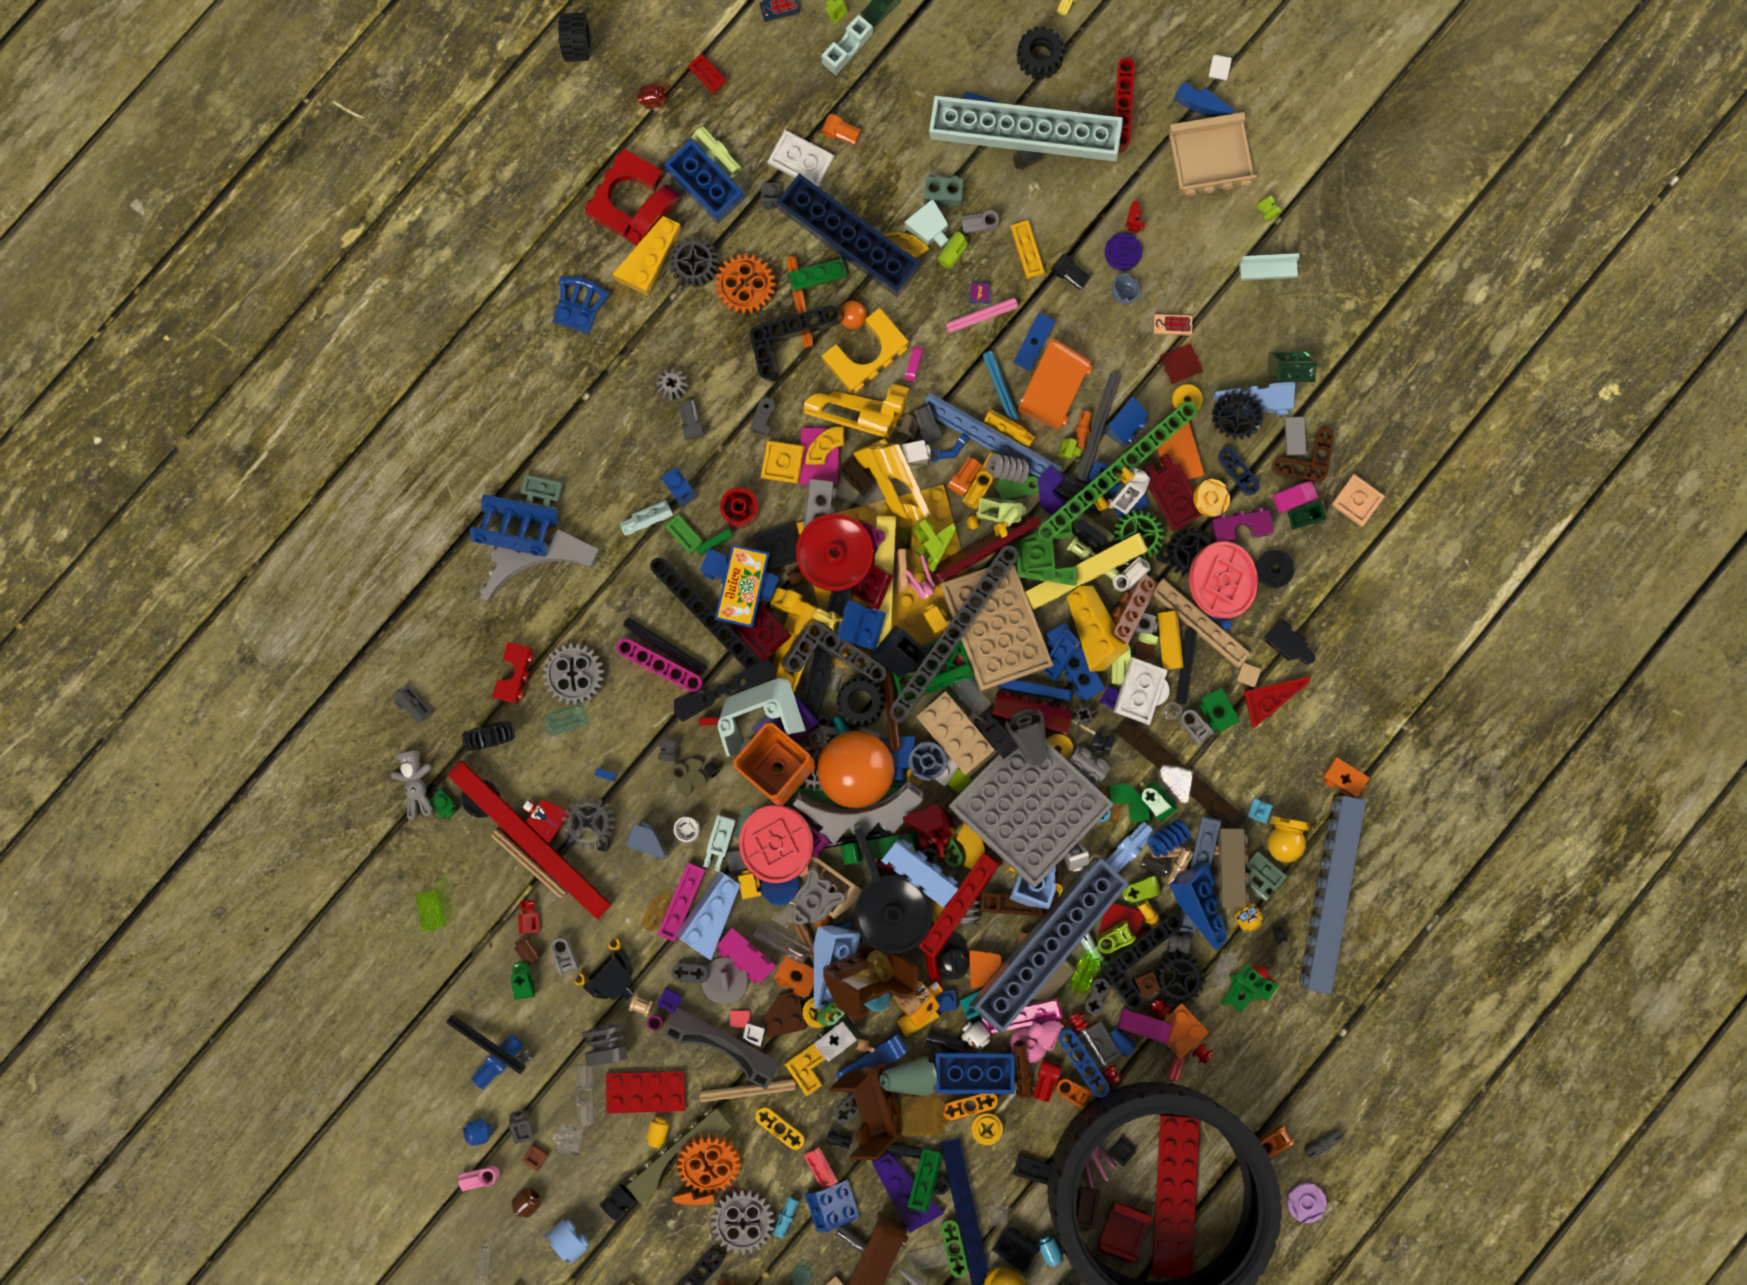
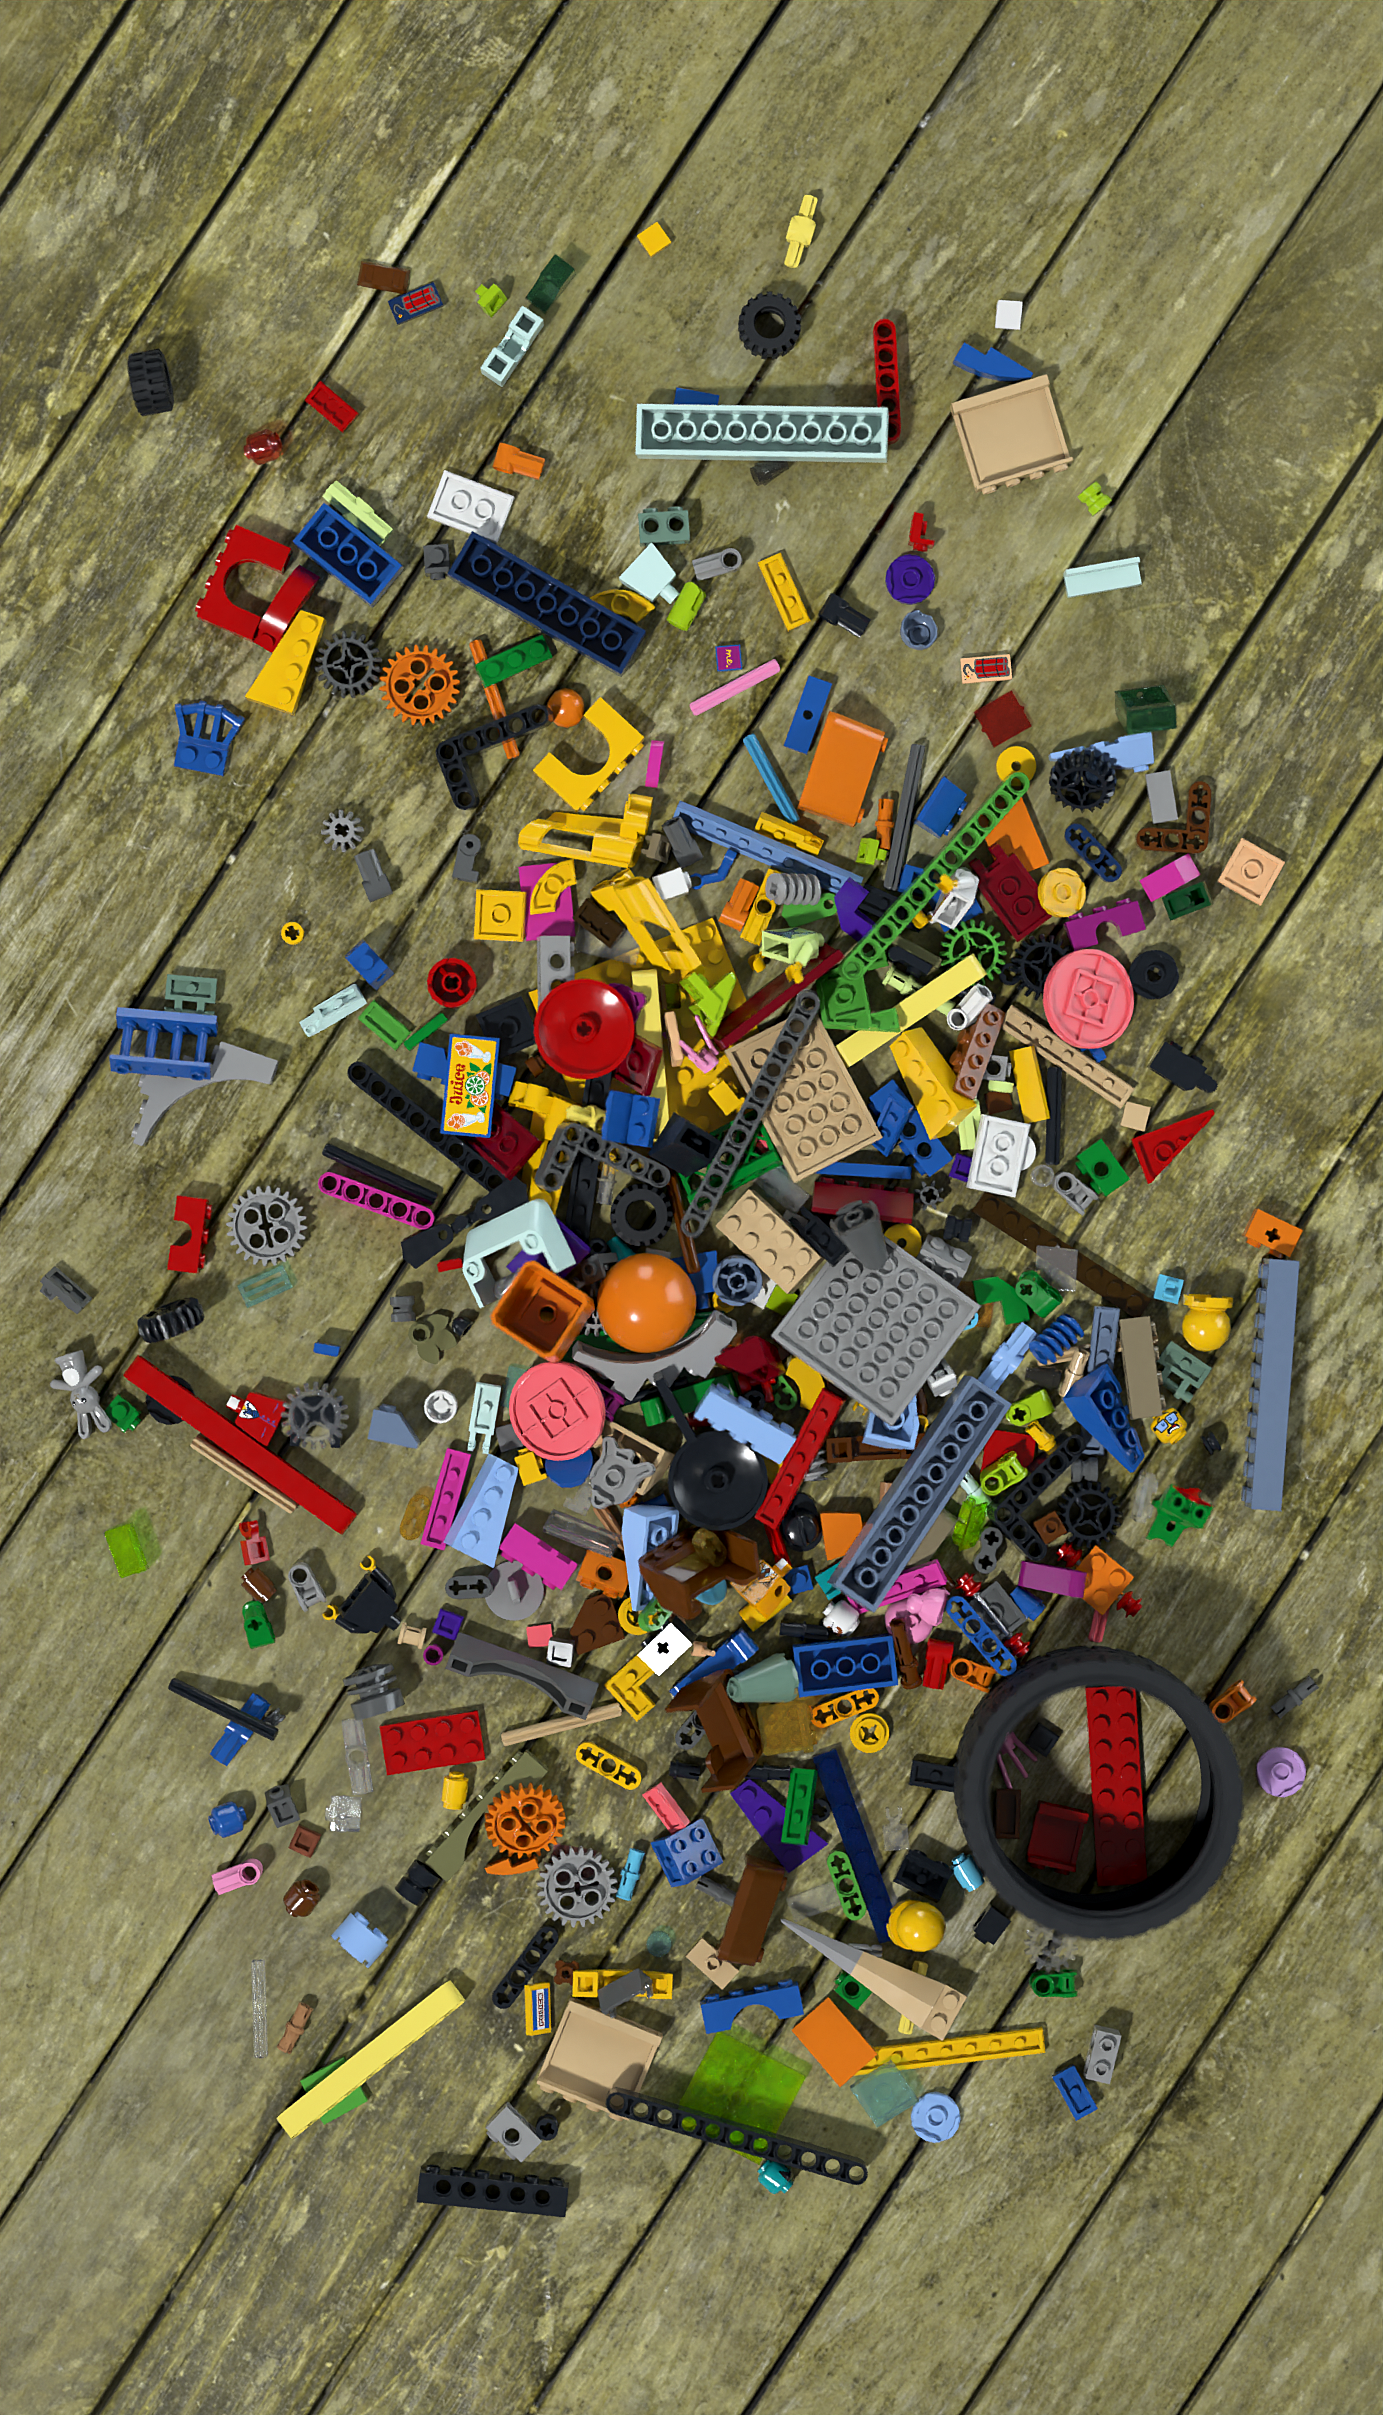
camera: 10 degrees left, 5 degrees up
(620, 461) = (288, 939): none -> yellow bush

